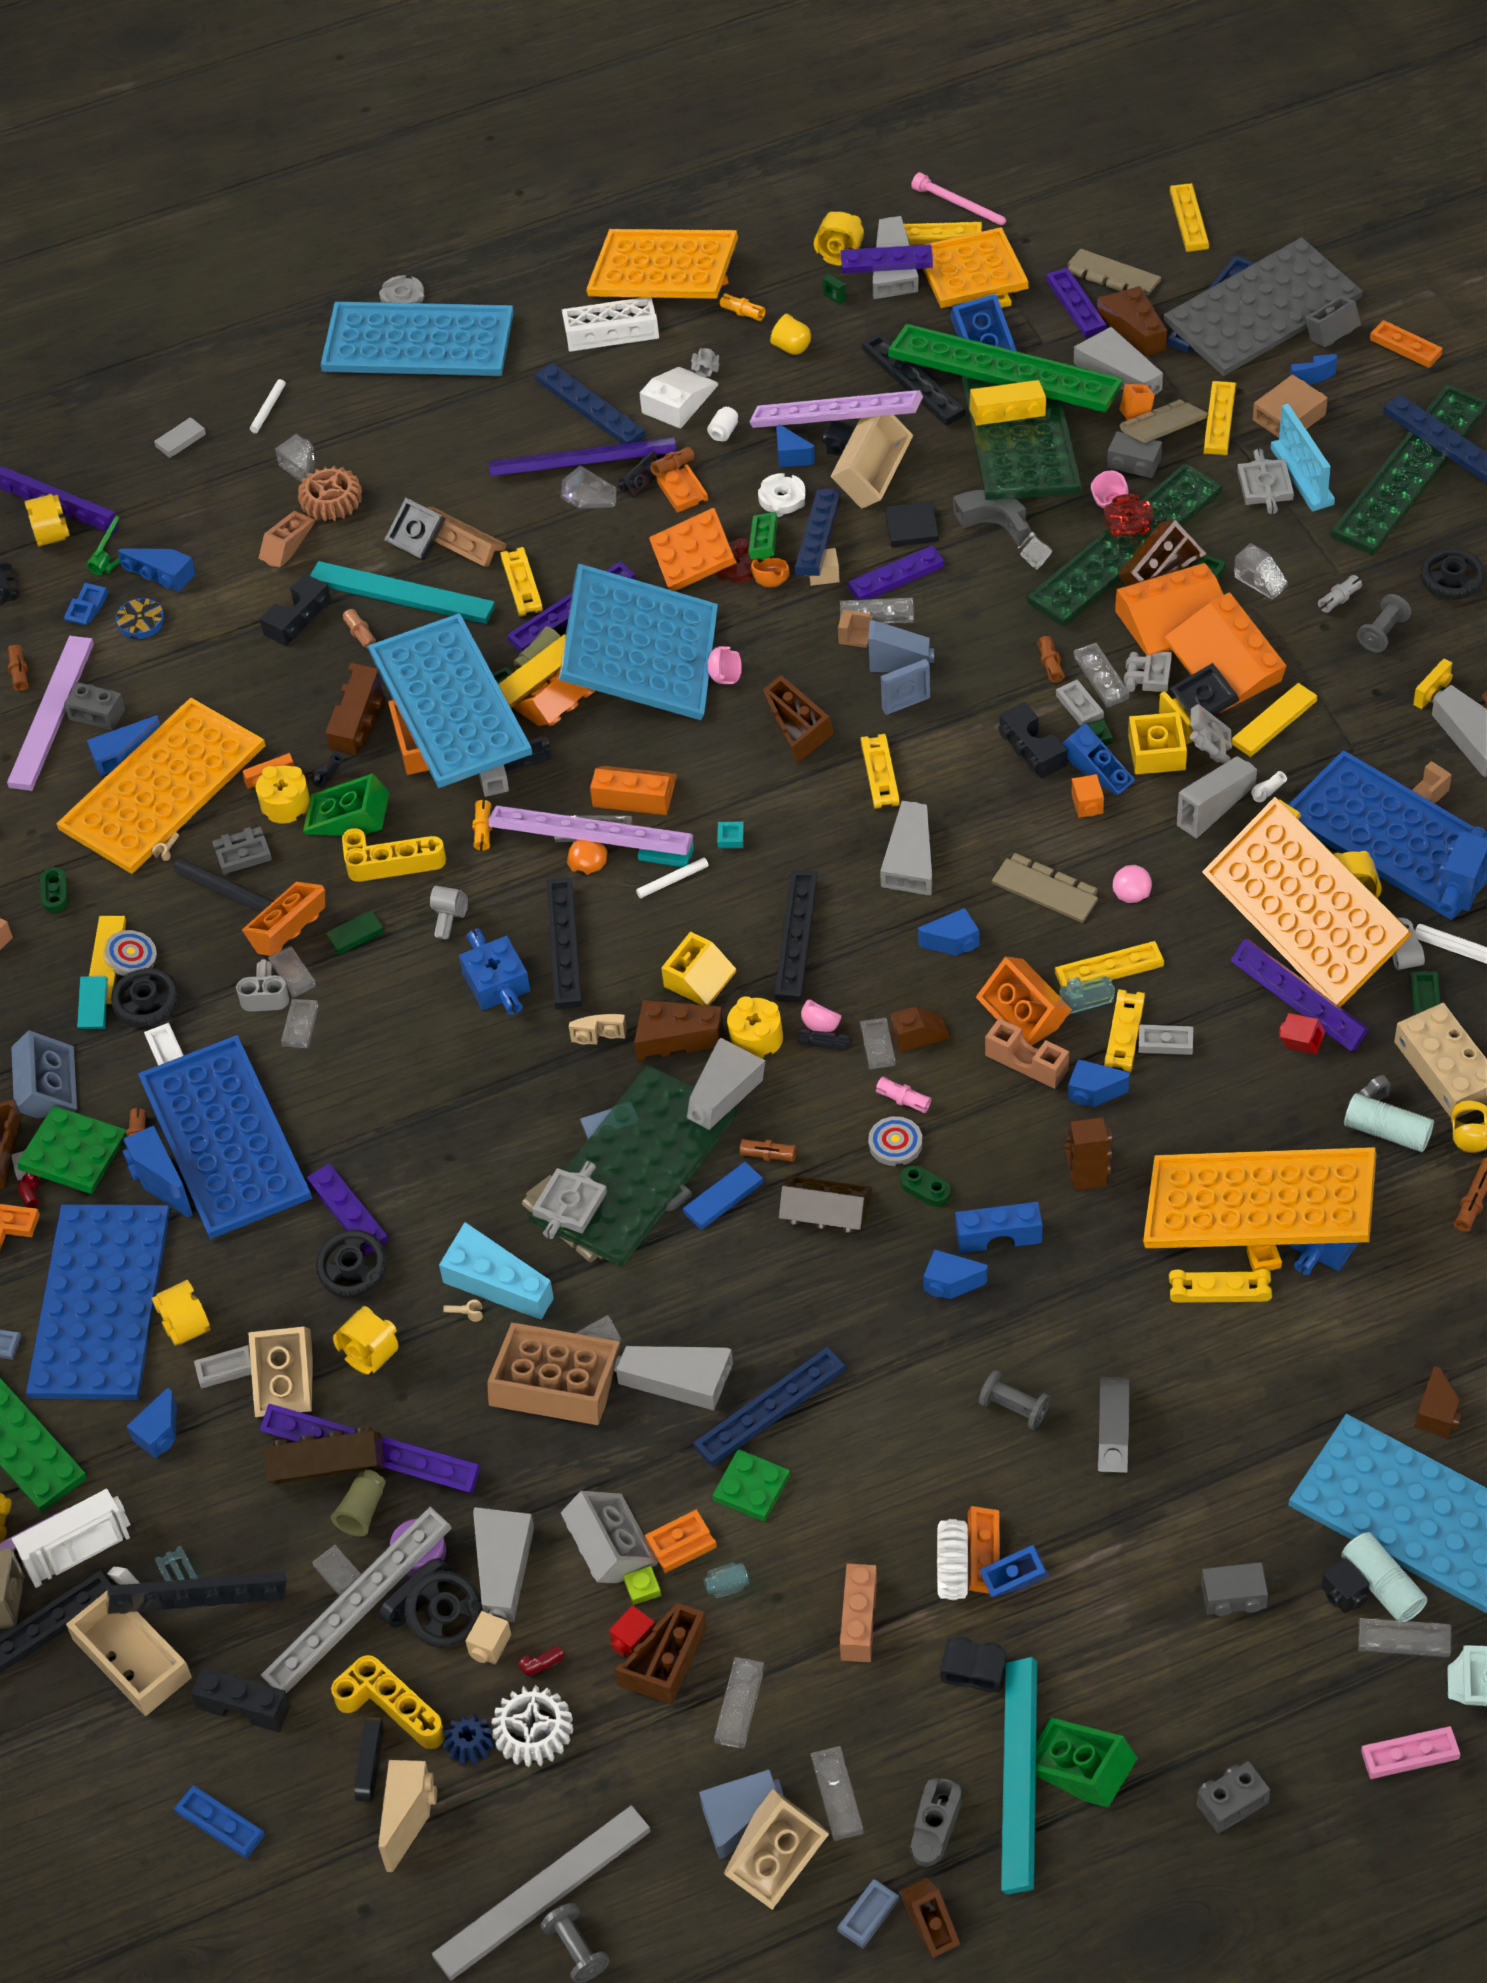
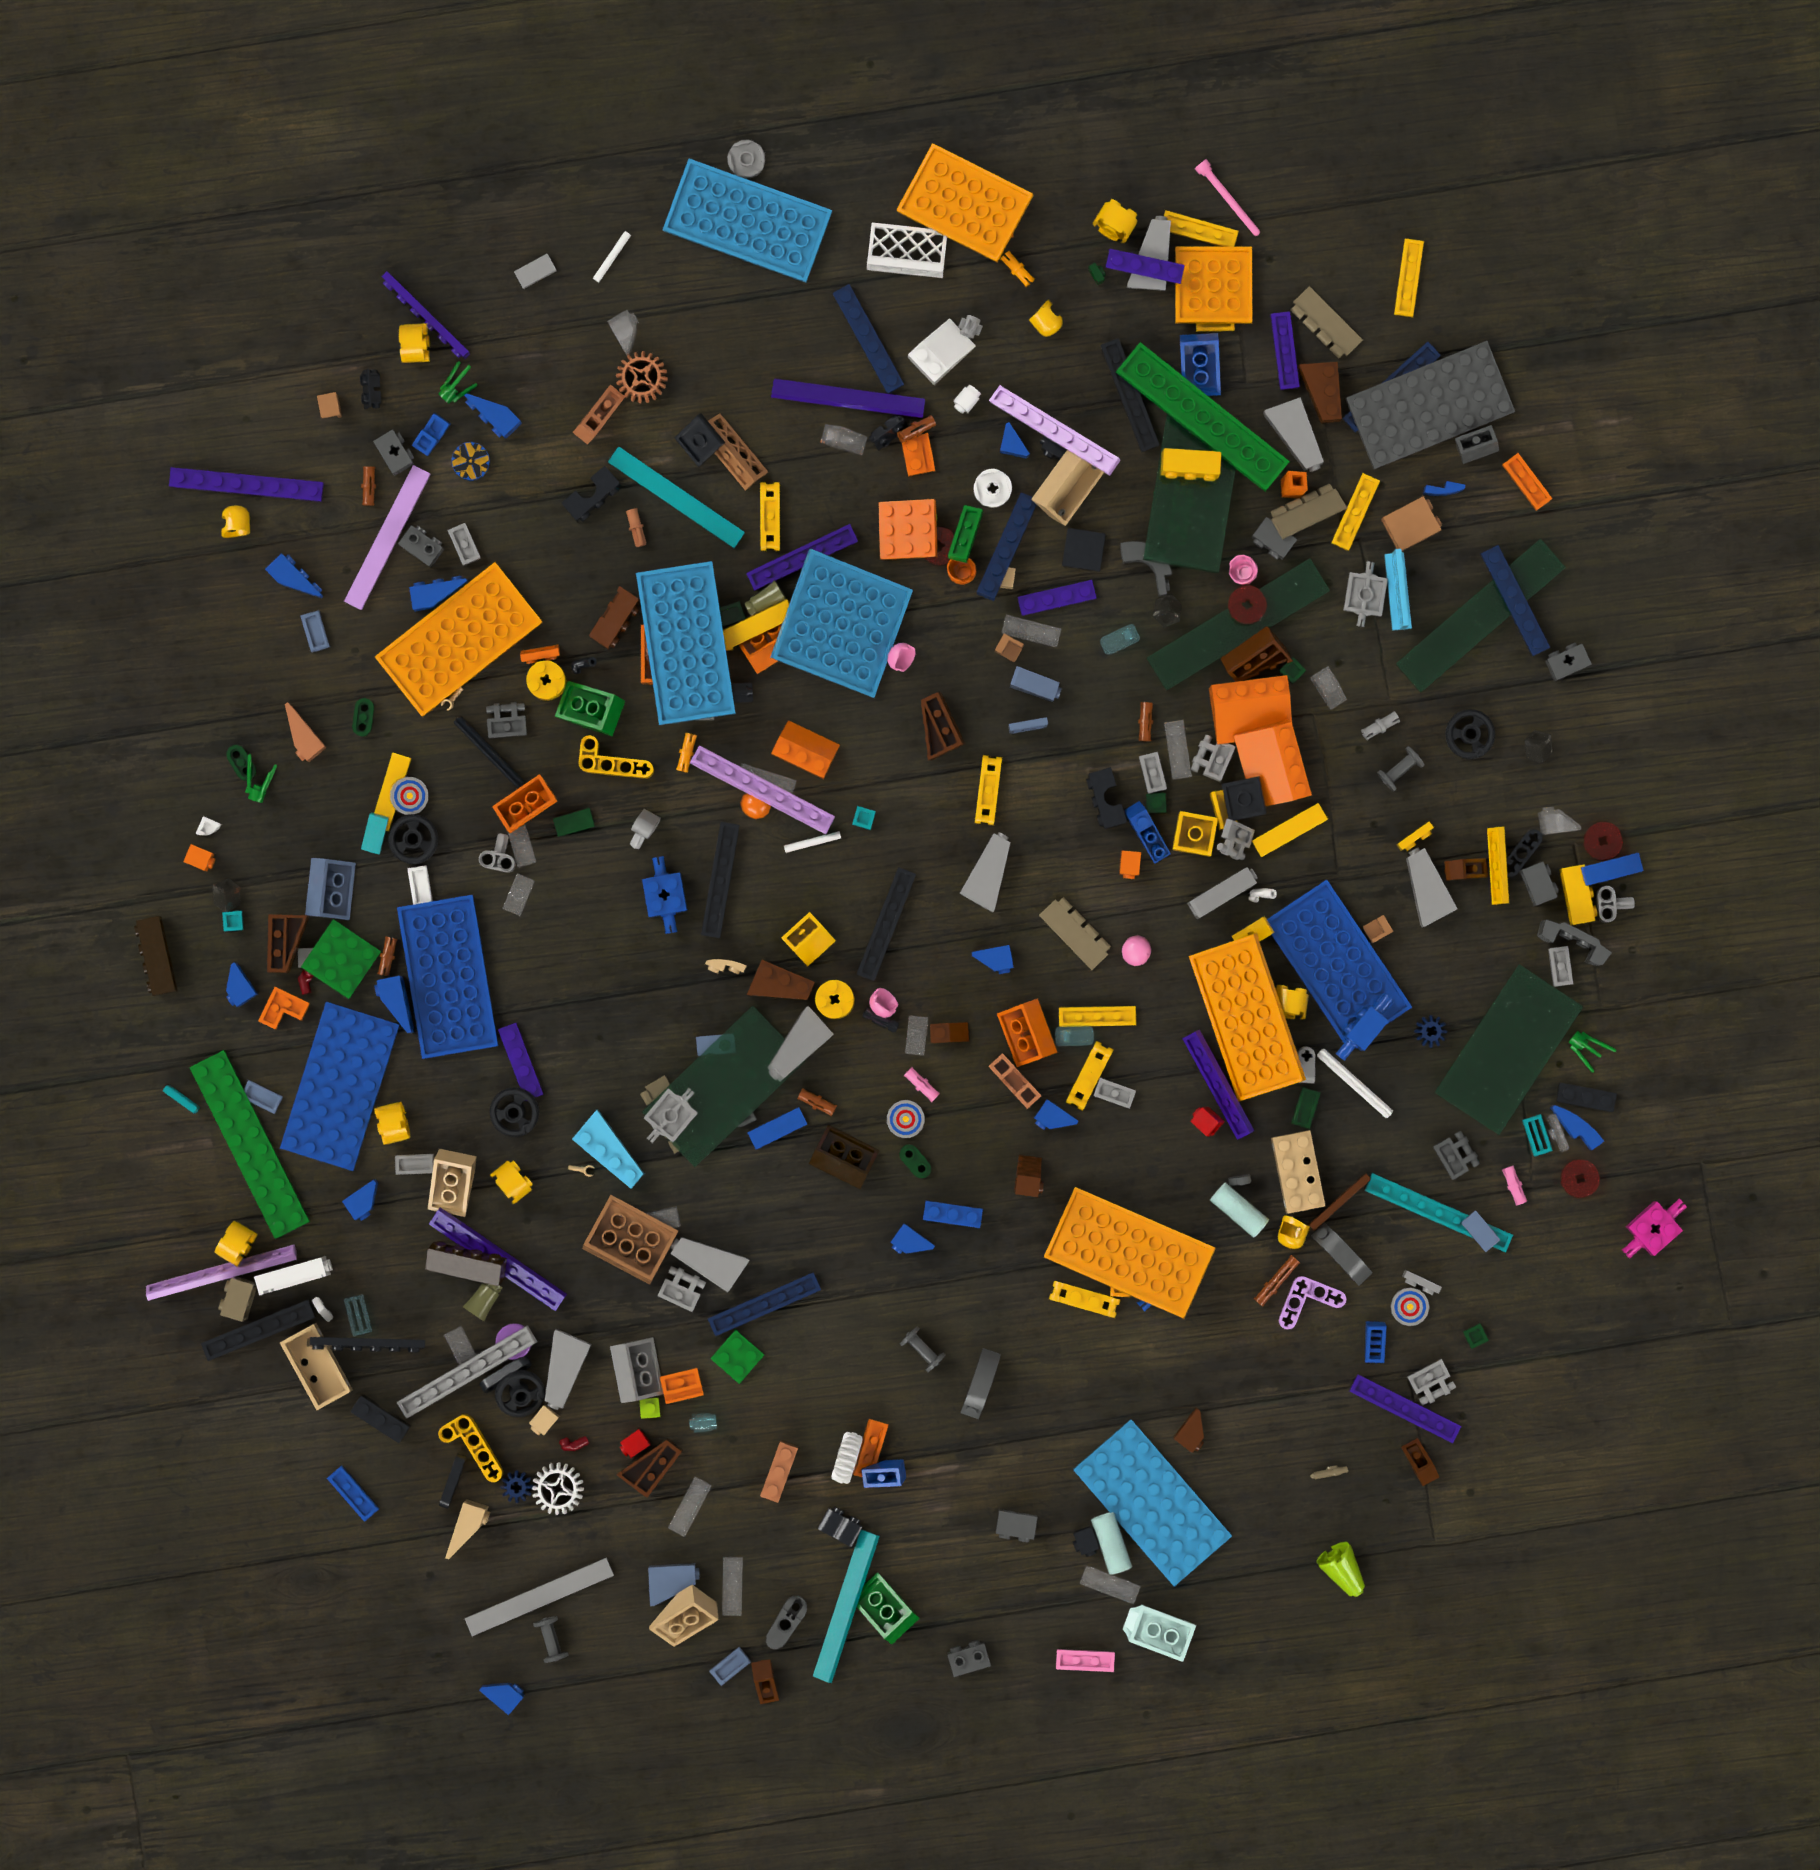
camera: 10 degrees right, 35 degrees up
(42, 628) = (385, 445): none -> dark grey brick
(149, 693) = (464, 544): none -> light grey plate
(645, 1426) = (679, 1294): none -> light grey plate
(988, 592) = (1119, 639): none -> clear light blue piece

